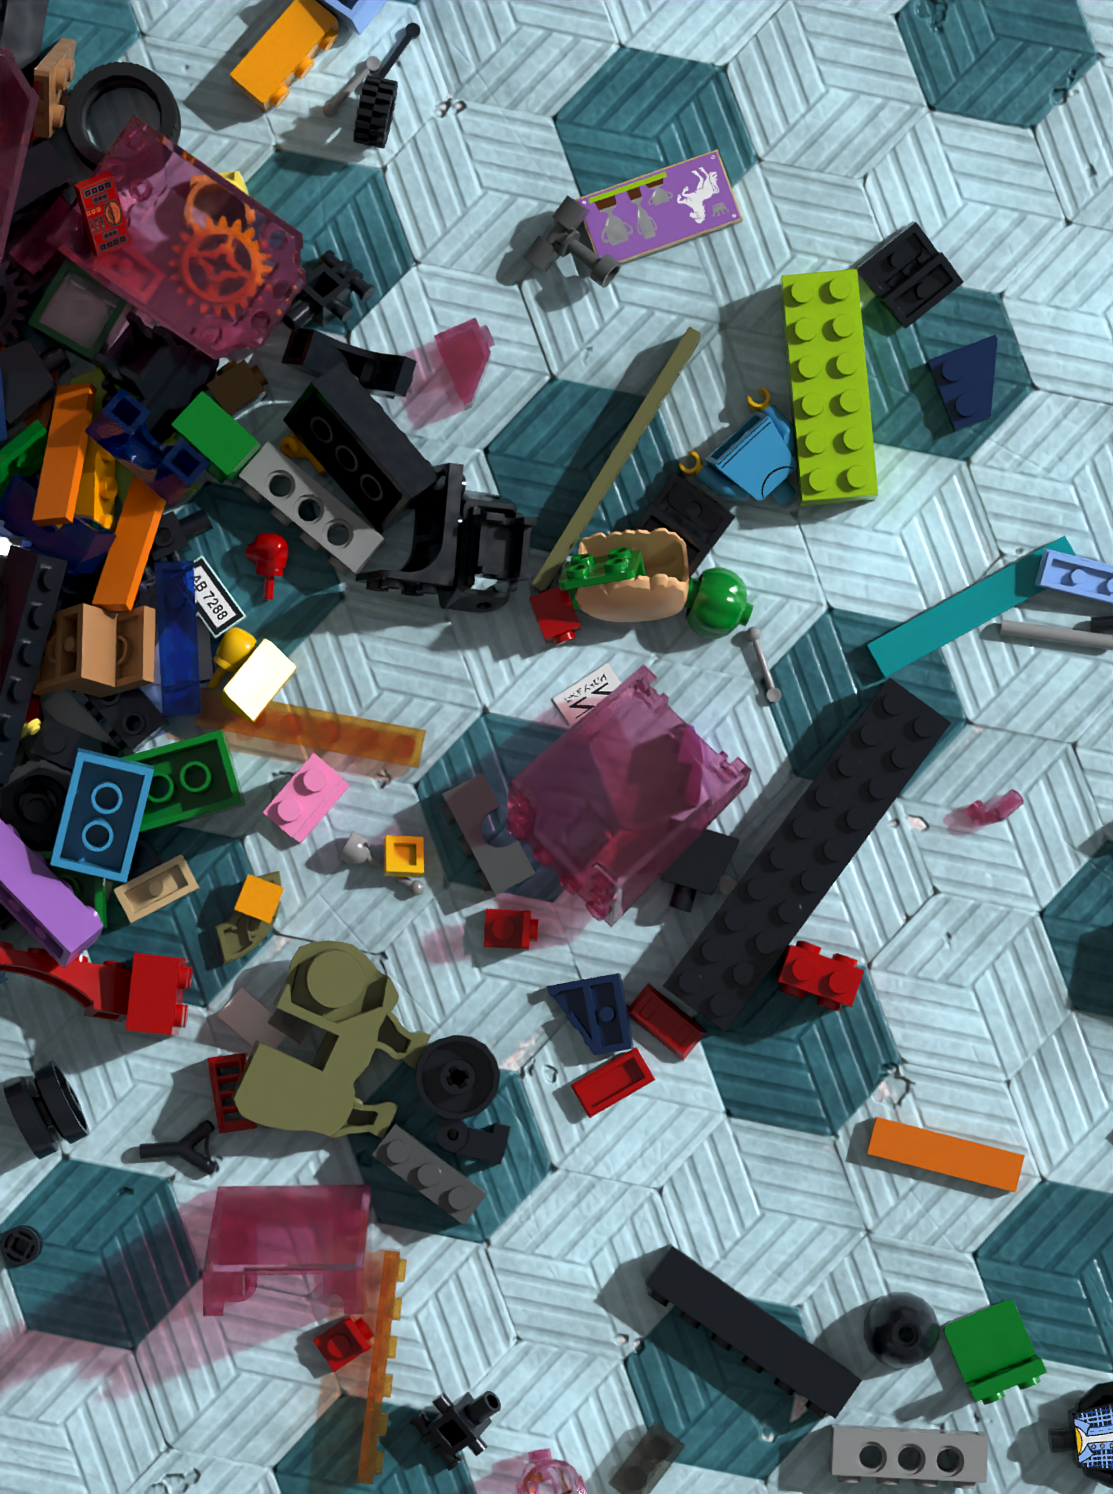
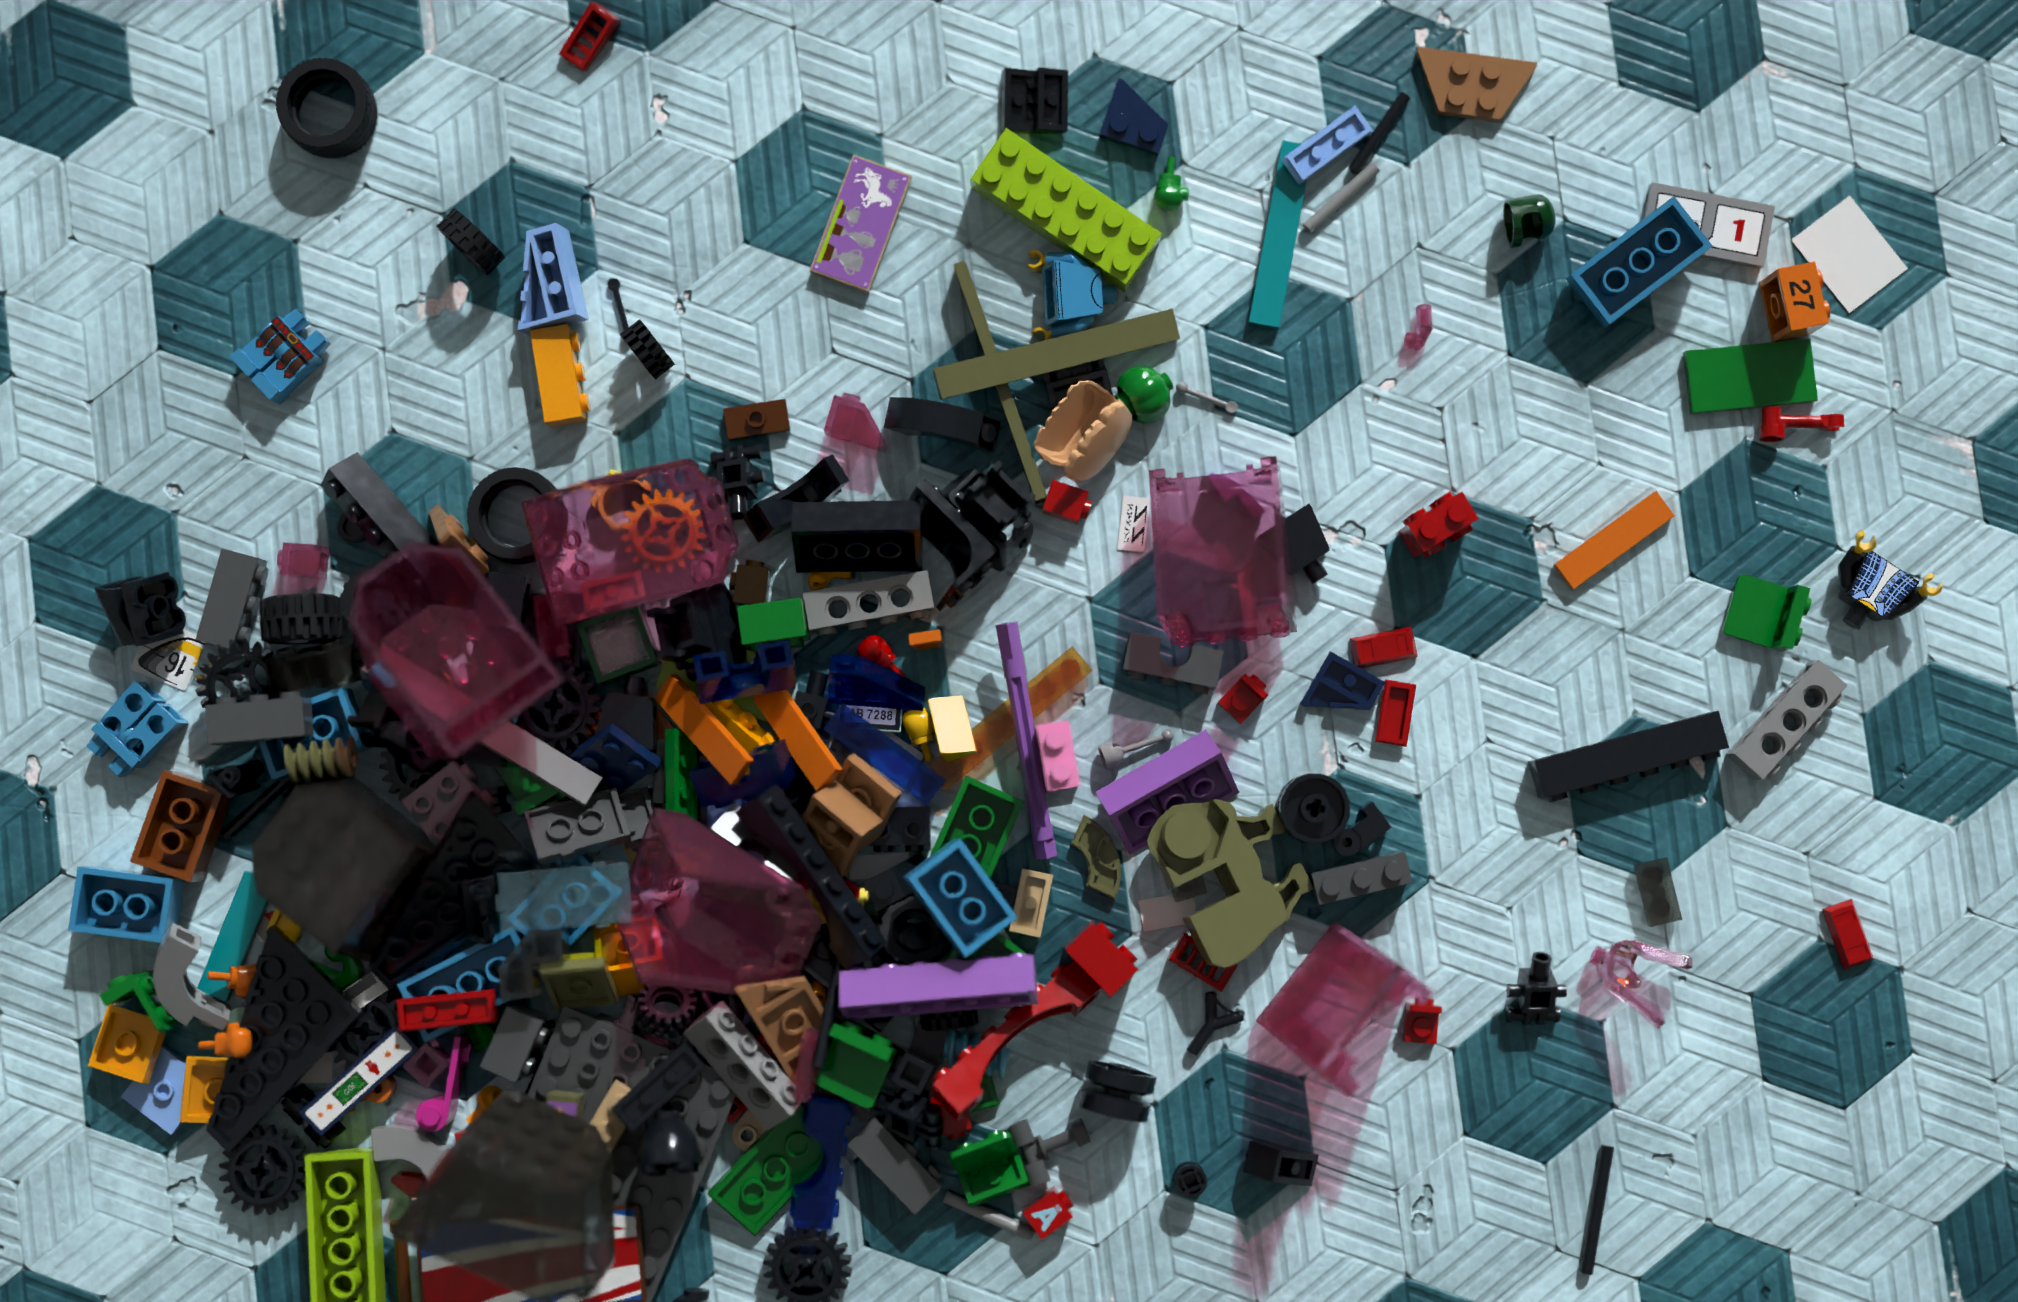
camera: 45 degrees left, 0 degrees up
(102, 214) = (568, 575): tile -> none
(104, 1317) = (1280, 1163): none -> black slope
(235, 573) = (868, 684): none -> clear blue slope
(259, 898) = (1092, 841): light orange tile -> none
(317, 590) = (926, 640): none -> orange tile
(317, 741) = (1026, 740): none -> medium lavender piece
(372, 65) = (614, 328): light grey hinge -> none
(379, 1382) = (1466, 1020): clear orange plate -> none
(390, 931) = (1182, 775): none -> medium lavender slope
(396, 266) = (757, 419): none -> reddish brown plate
(403, 856) = (1141, 727): tile -> none
(533, 439) = (941, 421): none -> black arch
(564, 239) = (830, 298): dark grey bar -> none
(587, 570) = (1058, 457): green bracket -> none
(684, 490) = (1055, 354): none -> olive tile
(806, 854) = (1352, 469): black brick -> none
(890, 1315) = (1692, 662): black piece -> none
(928, 469) = (1169, 191): none -> green piece

